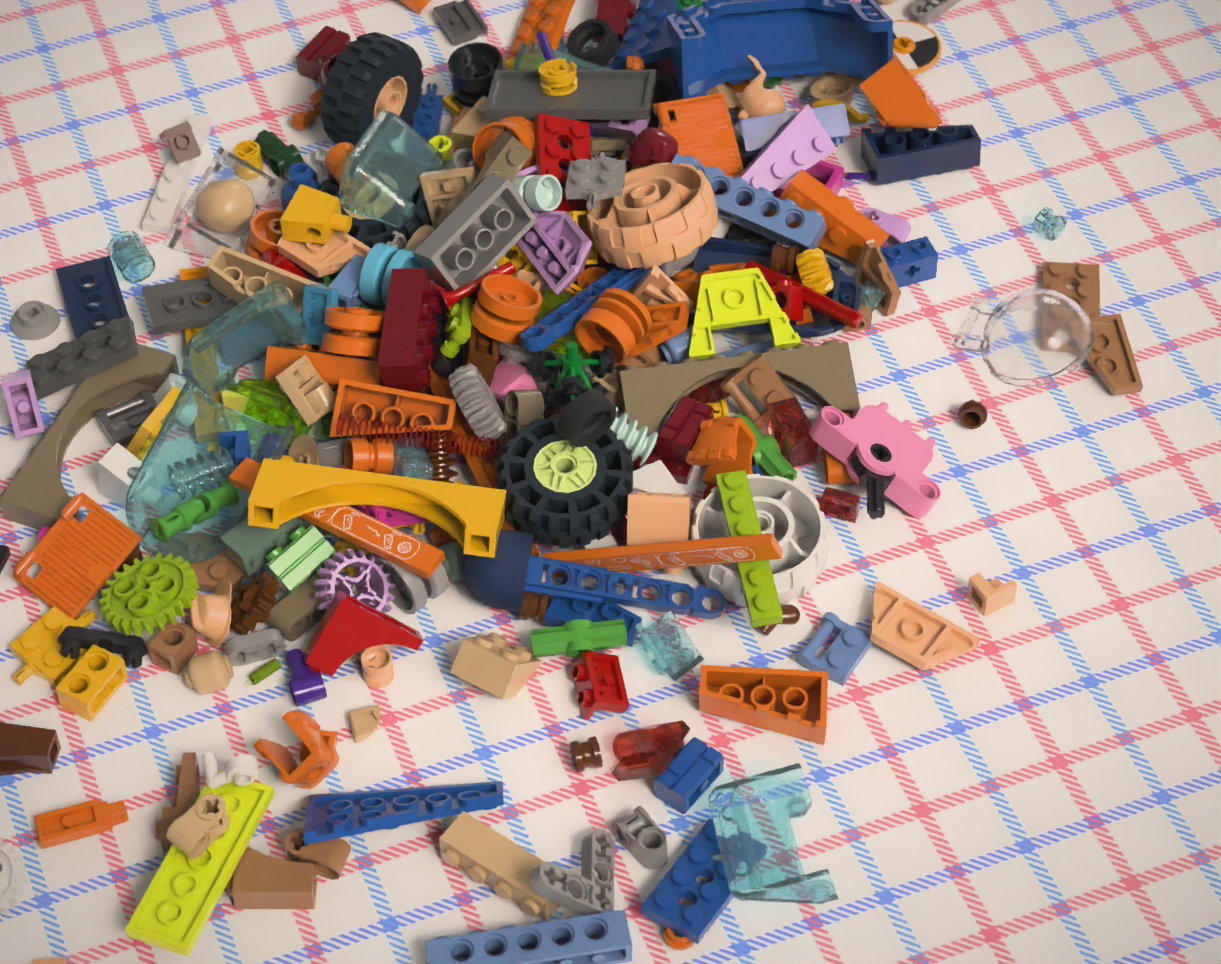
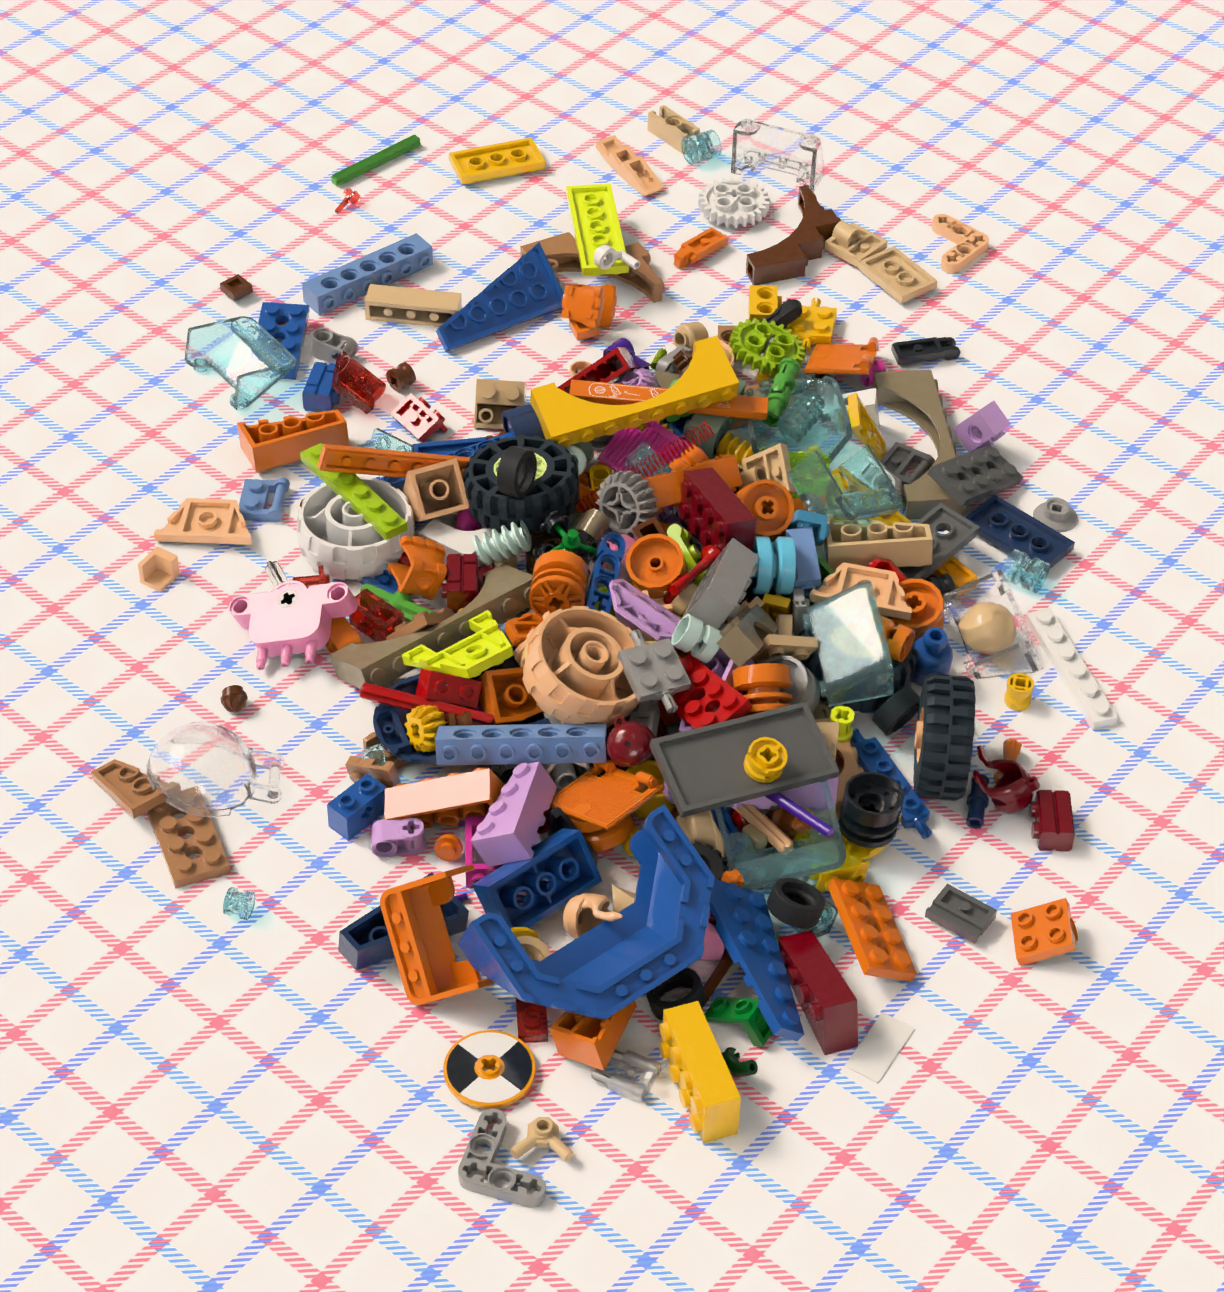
camera: 150 degrees right, 5 degrees down
(182, 142) = (1088, 664): bracket -> none
(199, 827) = (606, 226): tan piece -> none
(237, 445) = (782, 433): blue bracket -> none
(279, 154) = (992, 706): dark green piece -> none
(313, 217) = (887, 583): yellow torso -> none
(364, 722) = (568, 354): tan tile -> none
(578, 637) = (436, 427): bright green piece -> none
(591, 893) = (369, 274): light grey beam -> none

